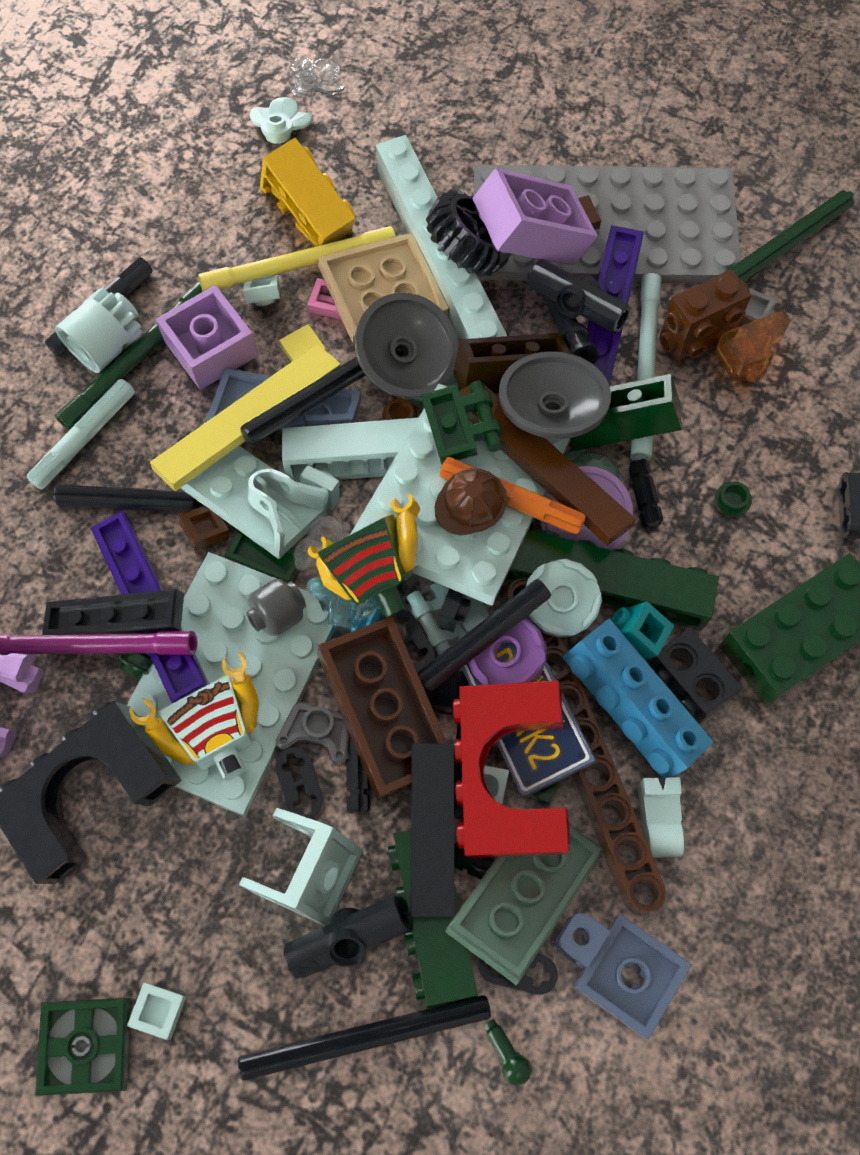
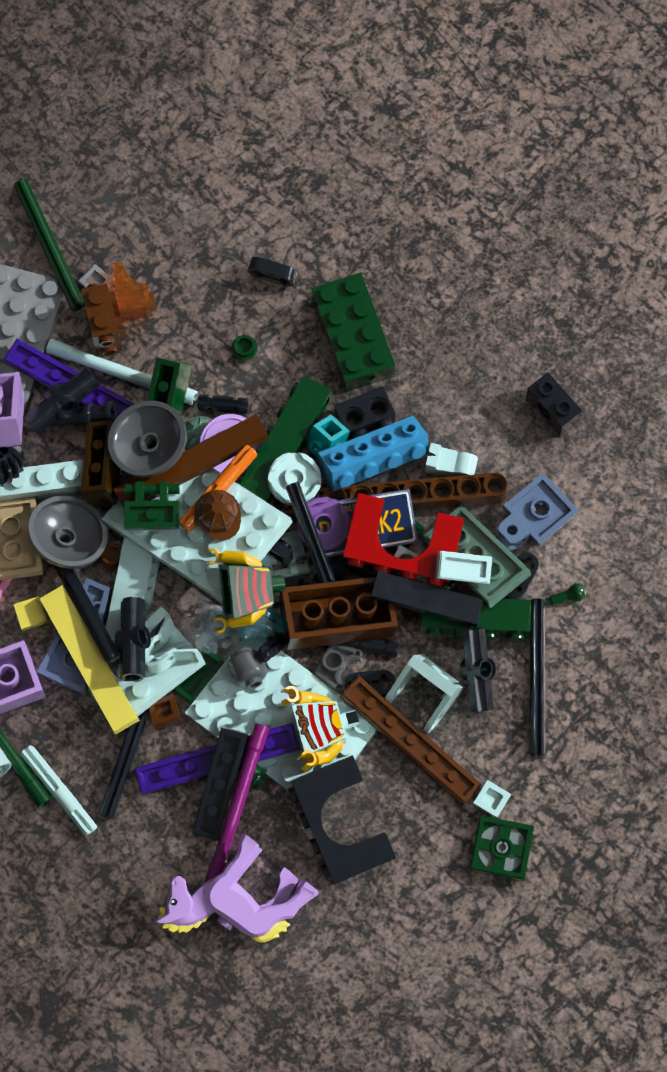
camera: 75 degrees left, 5 degrees up
(221, 866) = (410, 740): none -> reddish brown tile
(258, 453) = (132, 639): none -> black piece
(305, 627) = (271, 648): none -> black axle
(491, 871) = (463, 567): none -> light aqua tile
(808, 955) = (554, 404): none -> black brick

